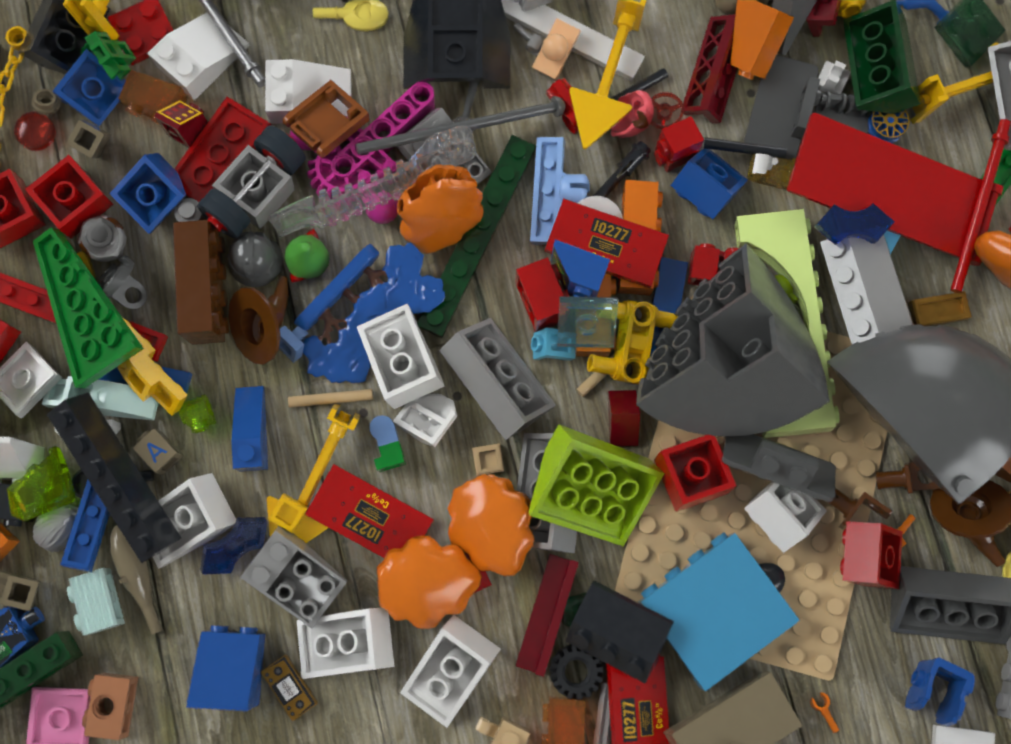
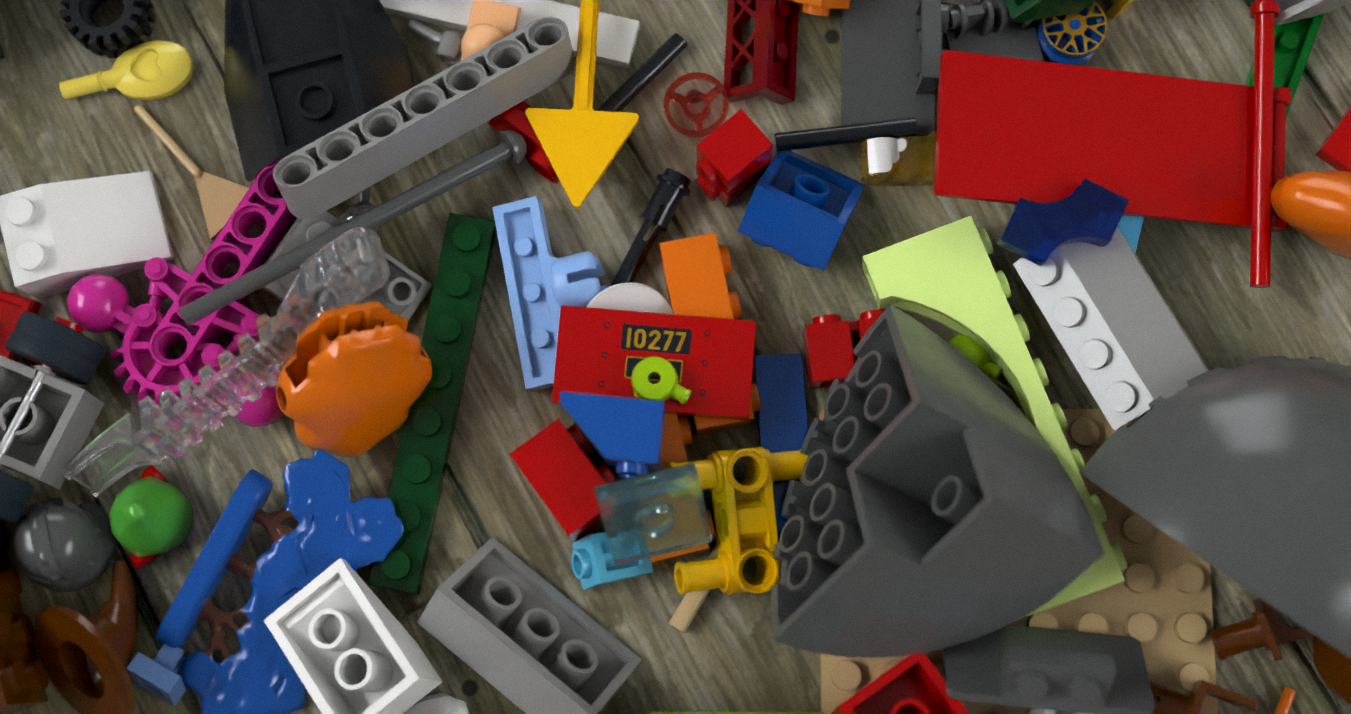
camera: 10 degrees left, 0 degrees up
(323, 125) = (115, 283): dark orange container -> none
(384, 93) = (217, 195): none -> tan piece
(515, 76) = (424, 118): none -> light grey beam
(611, 247) = (665, 388): none -> lime piece
(623, 418) = (761, 659): dark red slope -> none
(638, 118) = (655, 128): coral hair -> none
(940, 309) = (1240, 322): pearl gold tile -> none

